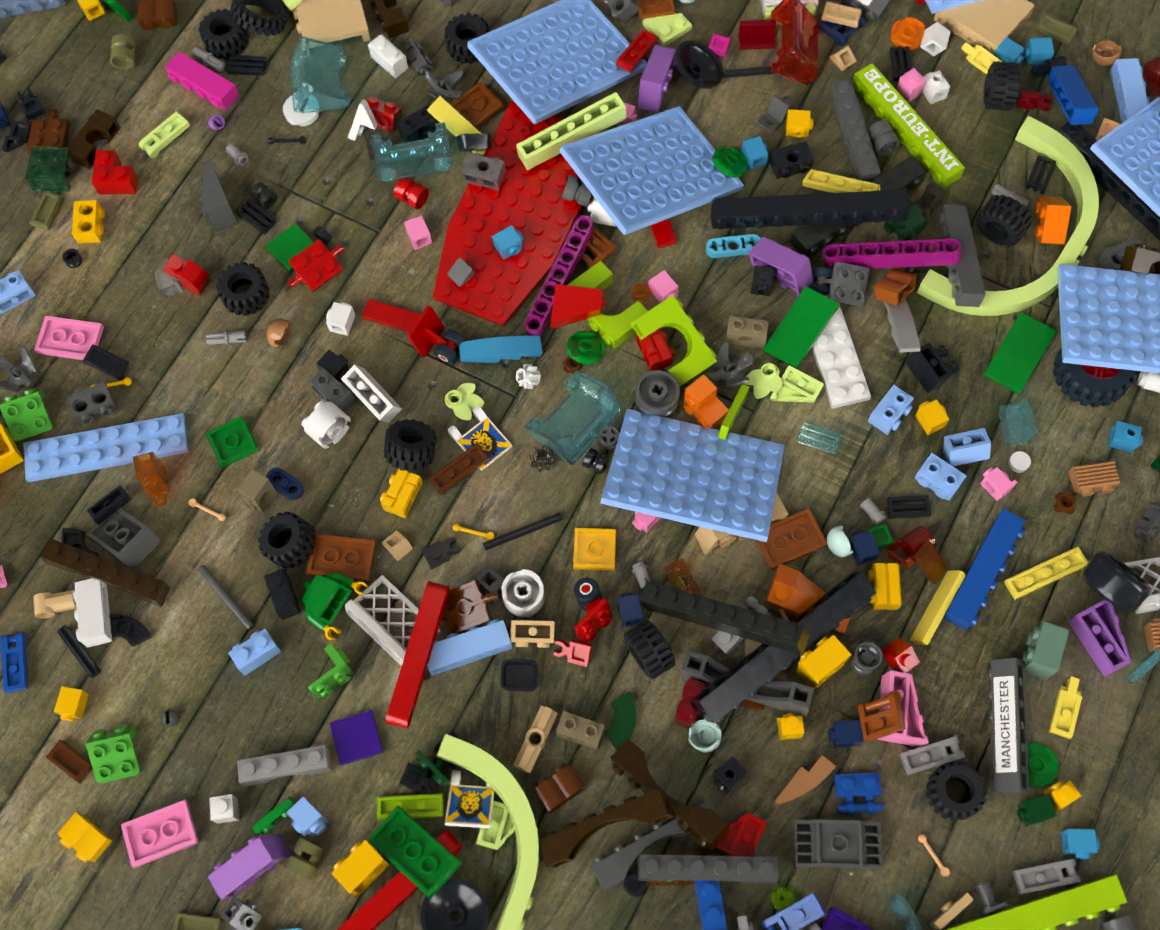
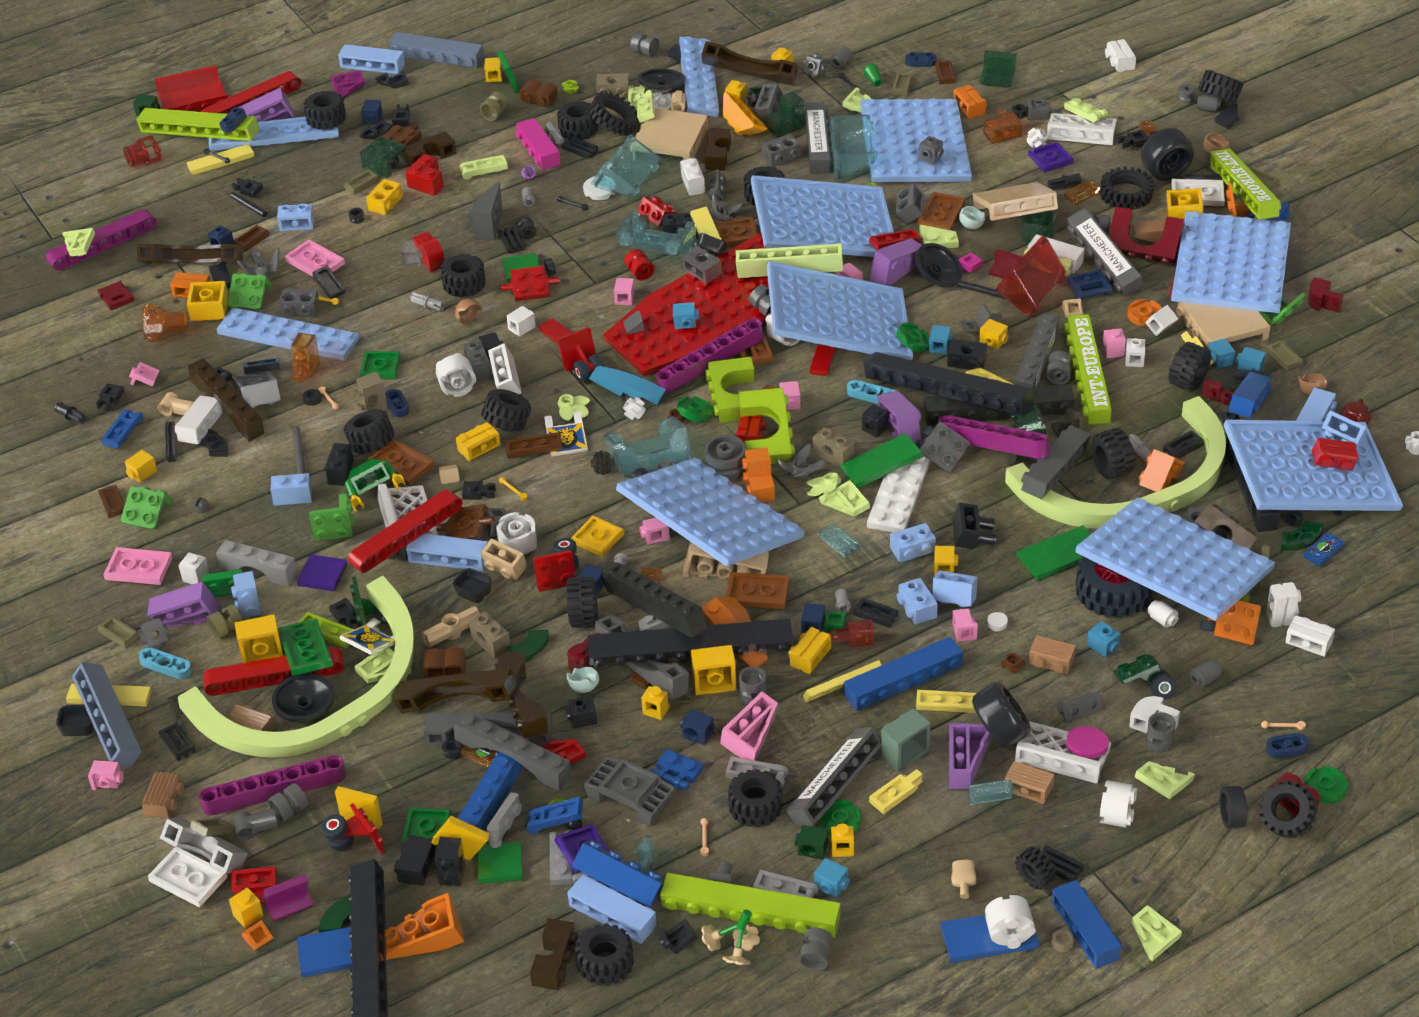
camera: 30 degrees right, 25 degrees down
(84, 838) = (85, 544): yellow brick -> none
(189, 517) = (312, 397): none -> black tile
(363, 117) = (637, 202): white slope -> none
(522, 531) = (550, 503): black bar -> none
(575, 304) = (703, 371): red slope -> none
(577, 652) = (527, 588): plate -> none
(733, 412) = (777, 489): lime tile -> none
(805, 781) = (636, 742): medium nougat slope -> none
(838, 542) = (794, 604): light aqua hair -> none
(841, 14) = (1089, 274): tan plate -> none
(884, 722) = (728, 715): dark orange plate -> none
(895, 286) = (984, 464): dark orange brick -> none
(900, 52) = (1131, 323): black tile -> none
(900, 656) = (782, 695): red brick -> none
(903, 327) = (966, 487): light grey slope -> none
(930, 562) = (858, 646): reddish brown tile -> none
(951, 910) = (695, 869): tan plate -> none
(1017, 423) = (1016, 595): clear light blue bracket -> none

